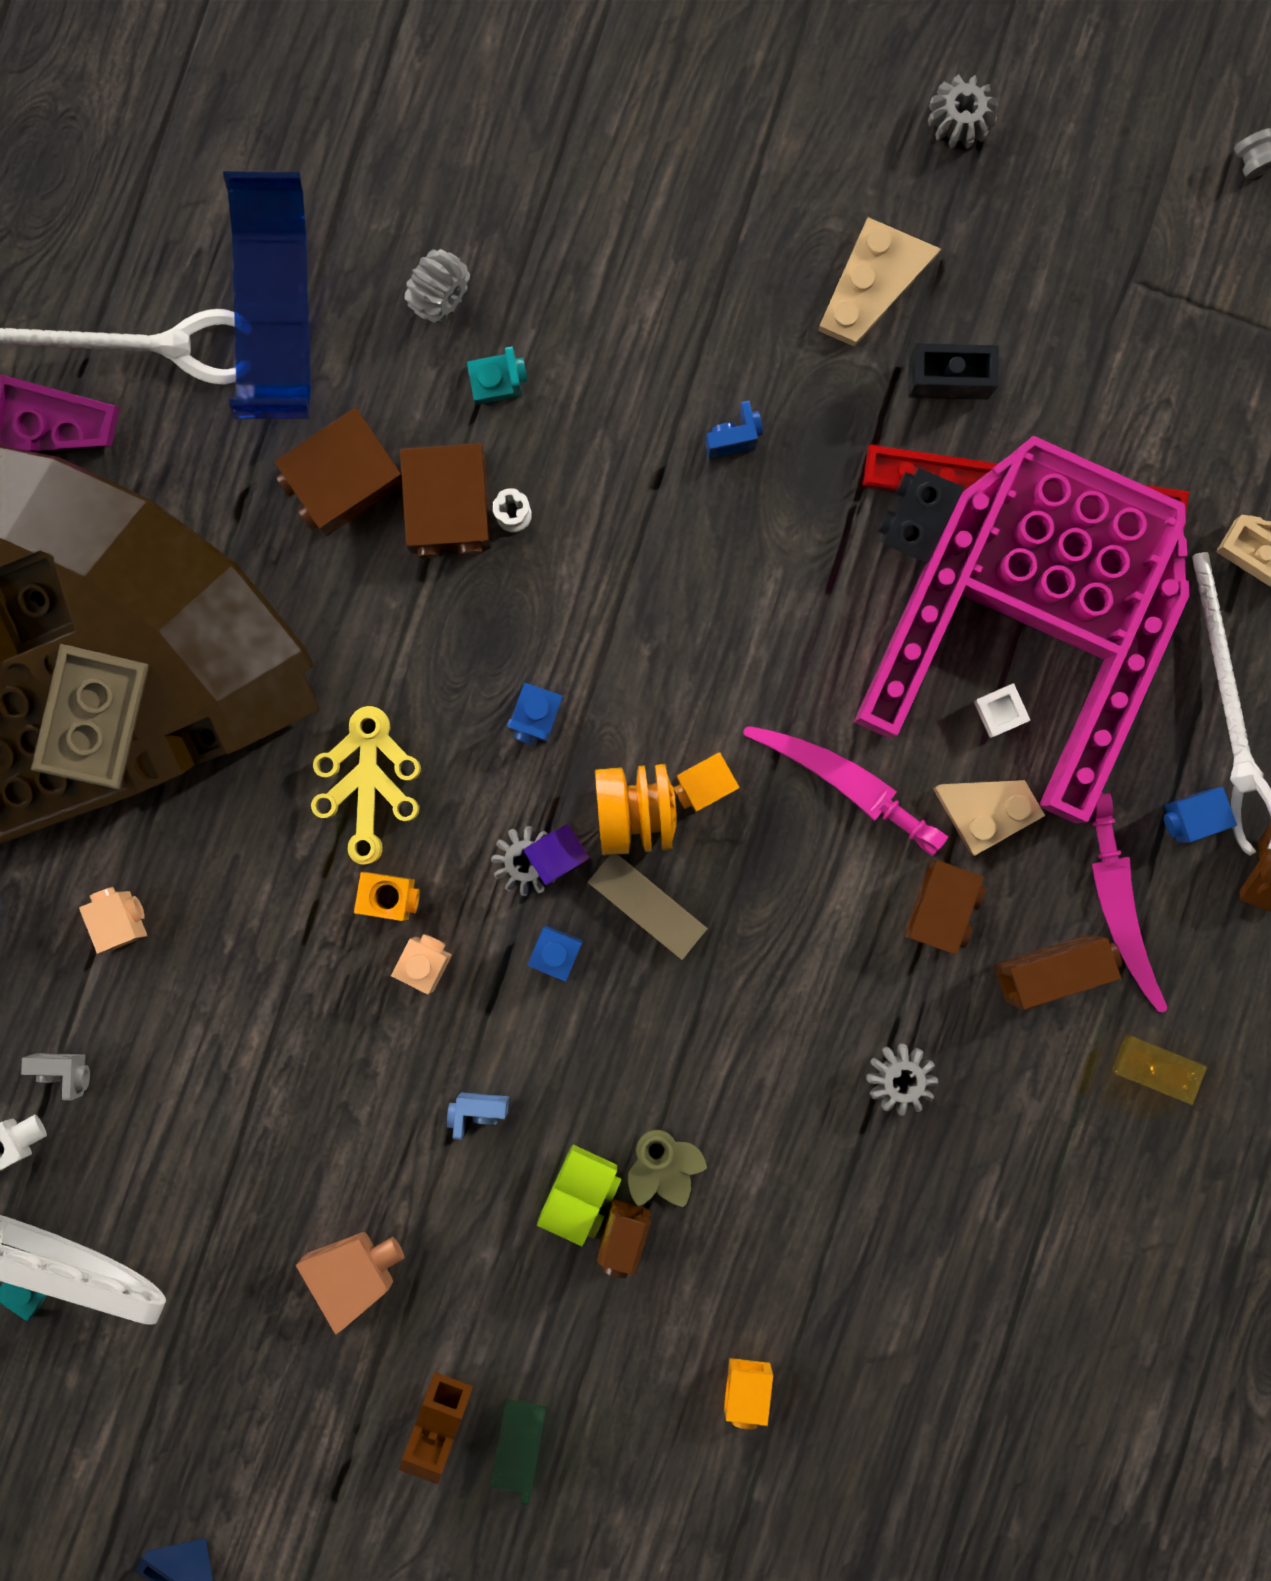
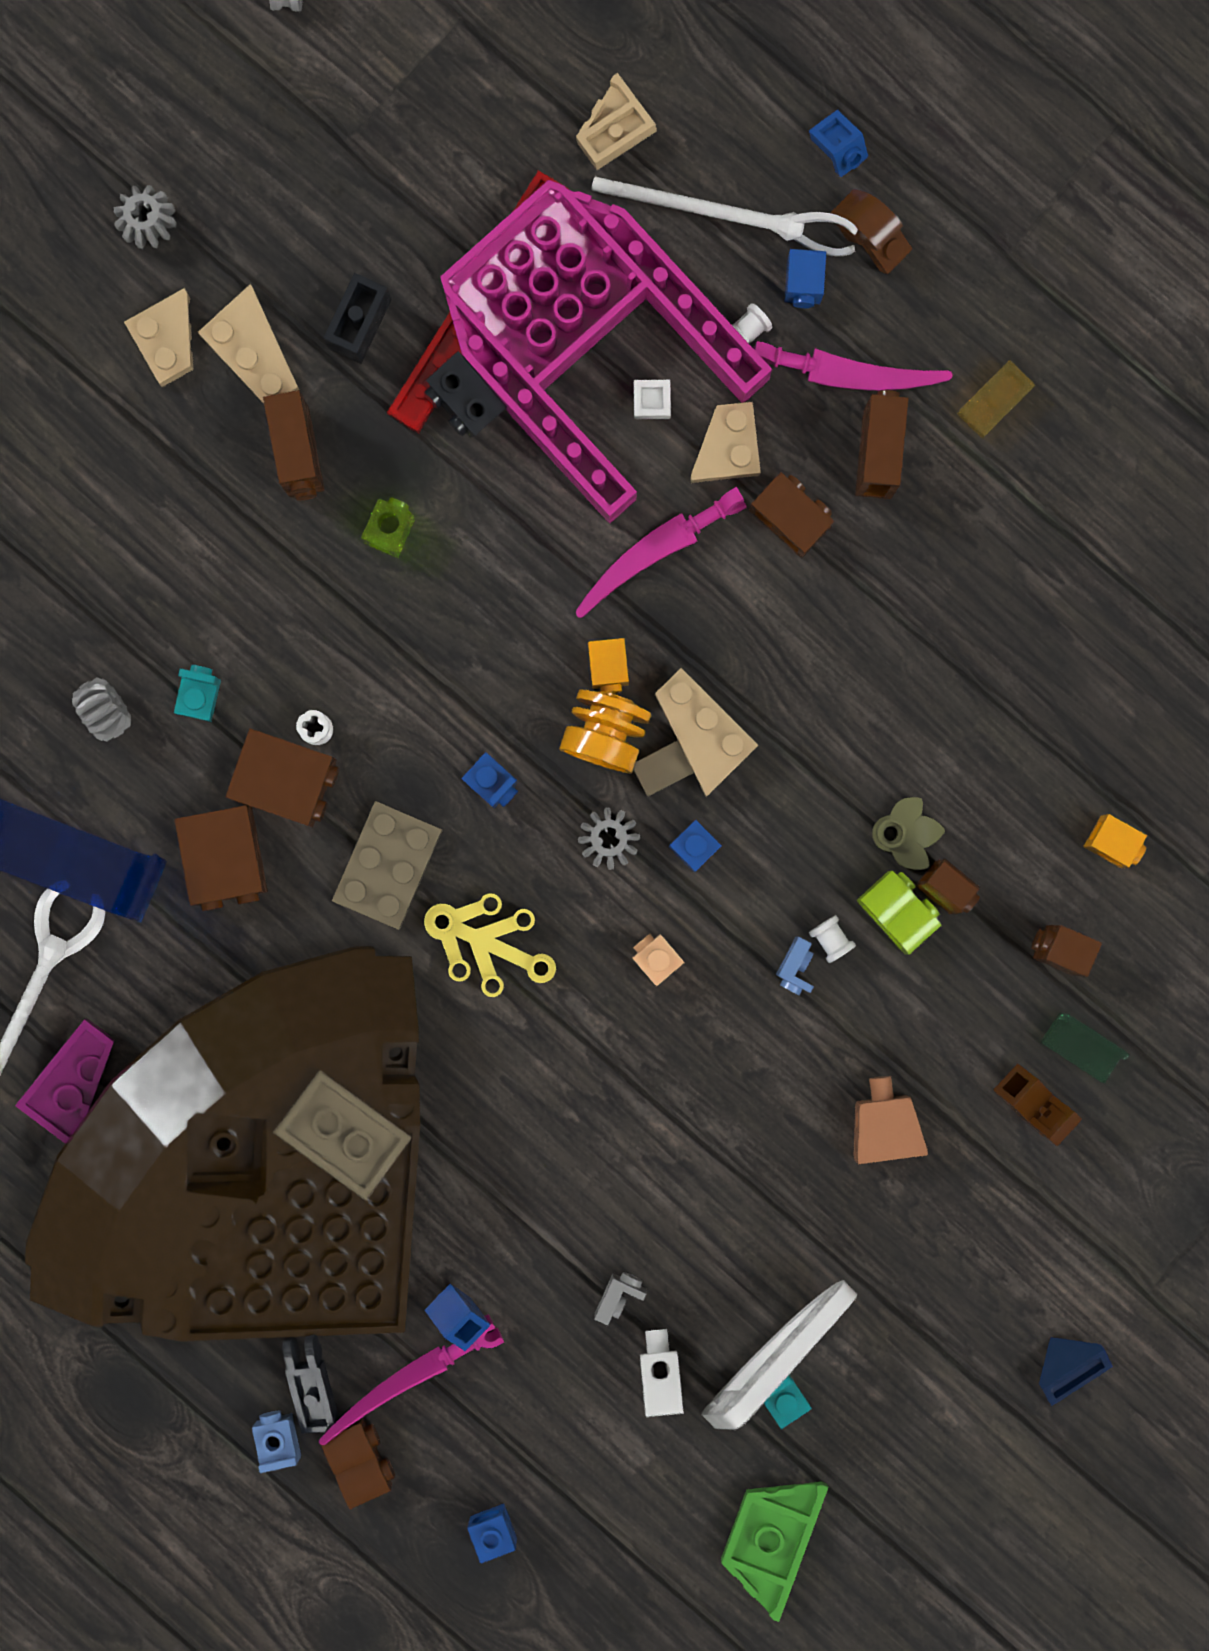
camera: 70 degrees left, 0 degrees up
(113, 919) = (511, 1198): light nougat brick -> none
(368, 896) = (577, 977): light orange brick -> none
(403, 645) = (387, 865): none -> dark tan plate
(520, 1137) = (832, 939): none -> white bush
(556, 854) = (615, 809): dark purple slope -> none
(609, 1390) = (1065, 950): none -> reddish brown brick
(679, 912) = (704, 730): none -> tan wing
(729, 439) = (333, 524): blue bracket -> none
(734, 504) = (392, 542): none -> clear neon green brick
(793, 361) = (294, 445): none -> reddish brown brick
(848, 187) = (165, 337): none -> tan wing
(911, 1089) = (928, 606): light grey gear -> none
(1127, 781) = (752, 323): none -> white bush

